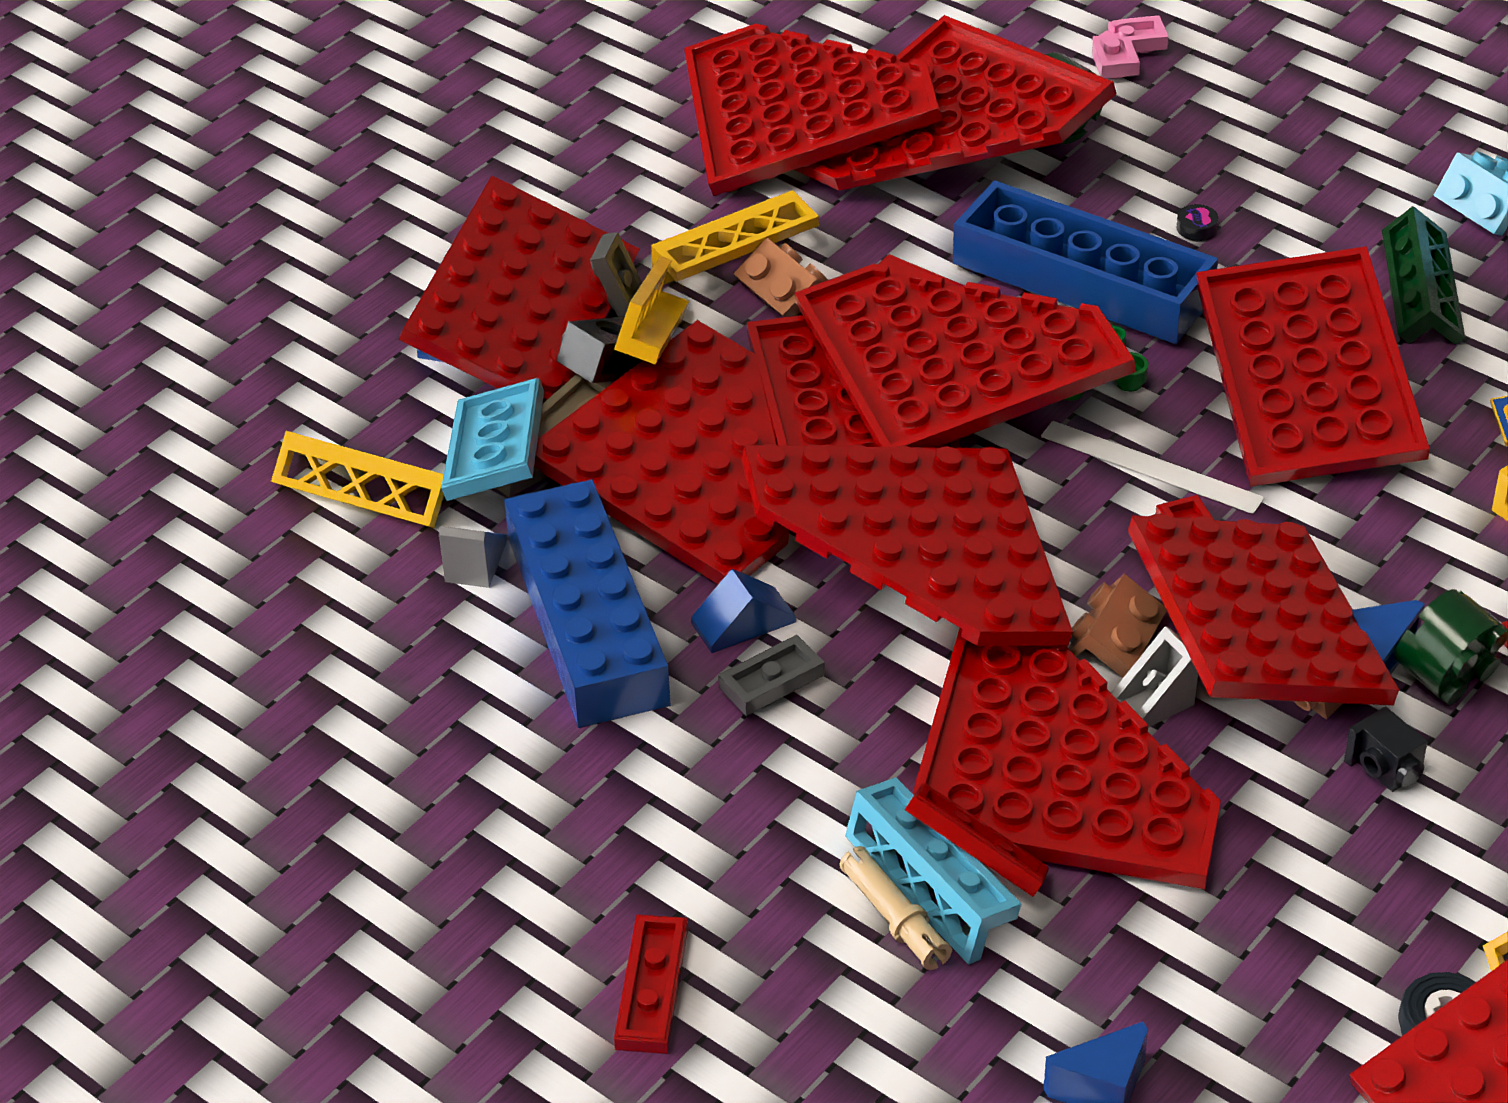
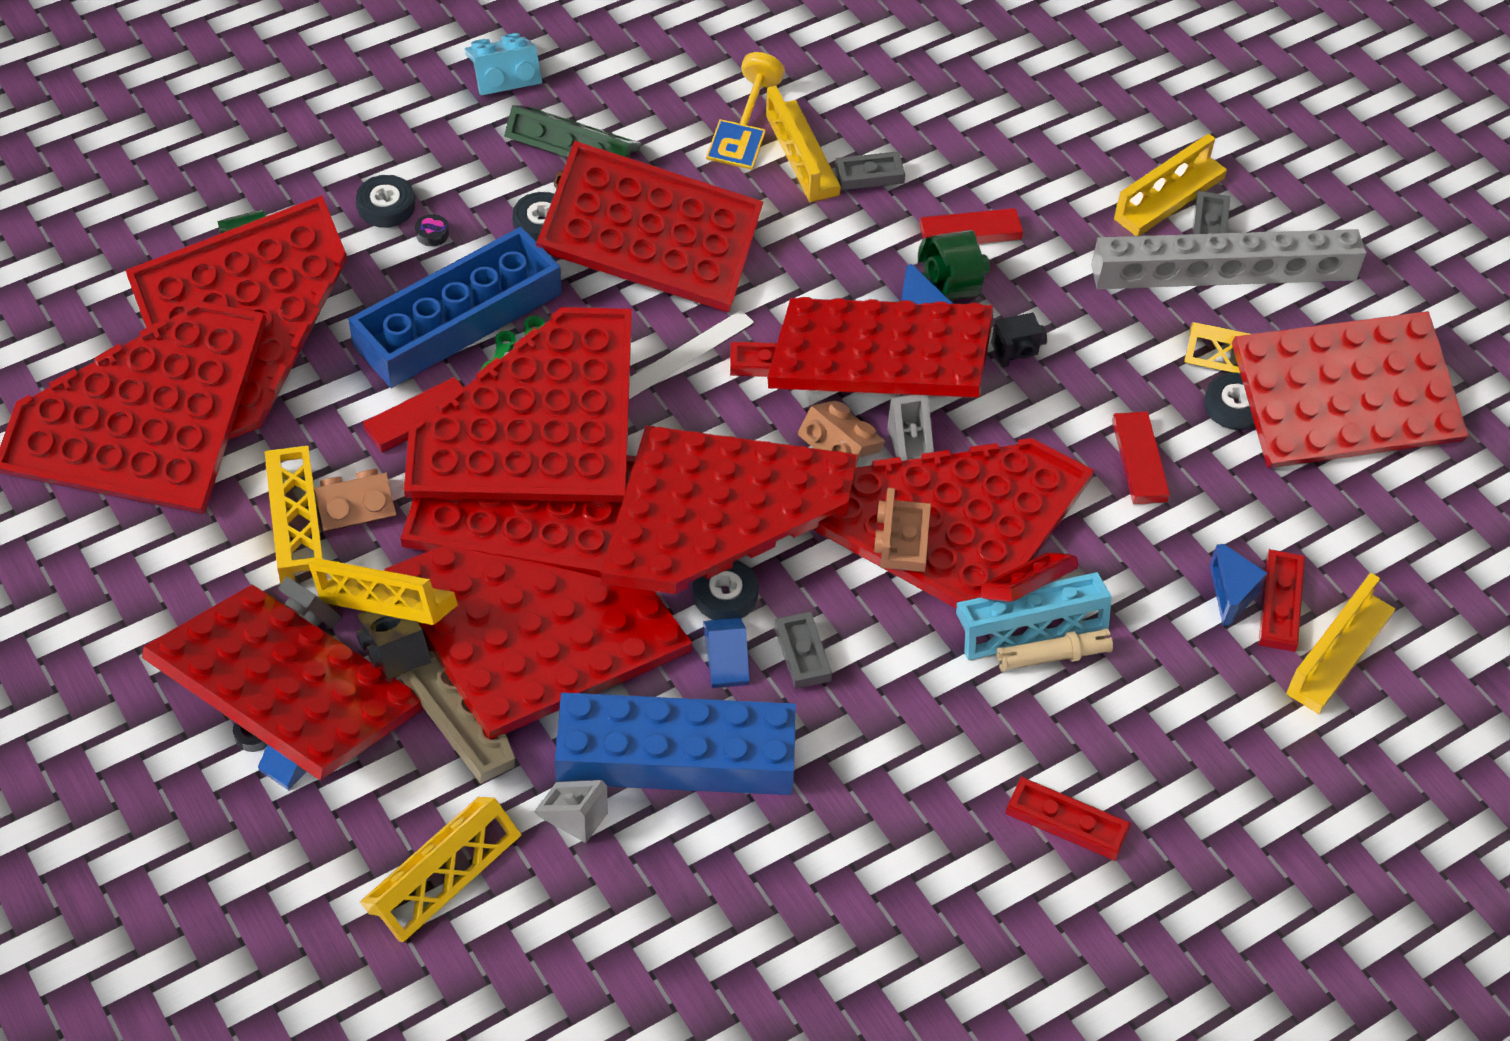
camera: 75 degrees left, 10 degrees up
(493, 439) = (464, 751): medium azure tile -> none
(824, 610) = (737, 604): none -> black bush
(971, 696) = (904, 533): none -> nougat bracket
(1118, 46) = (188, 192): bright pink plate -> none
(1212, 176) = (389, 213): none -> black bush
(1273, 932) = (1140, 458): none -> red tile

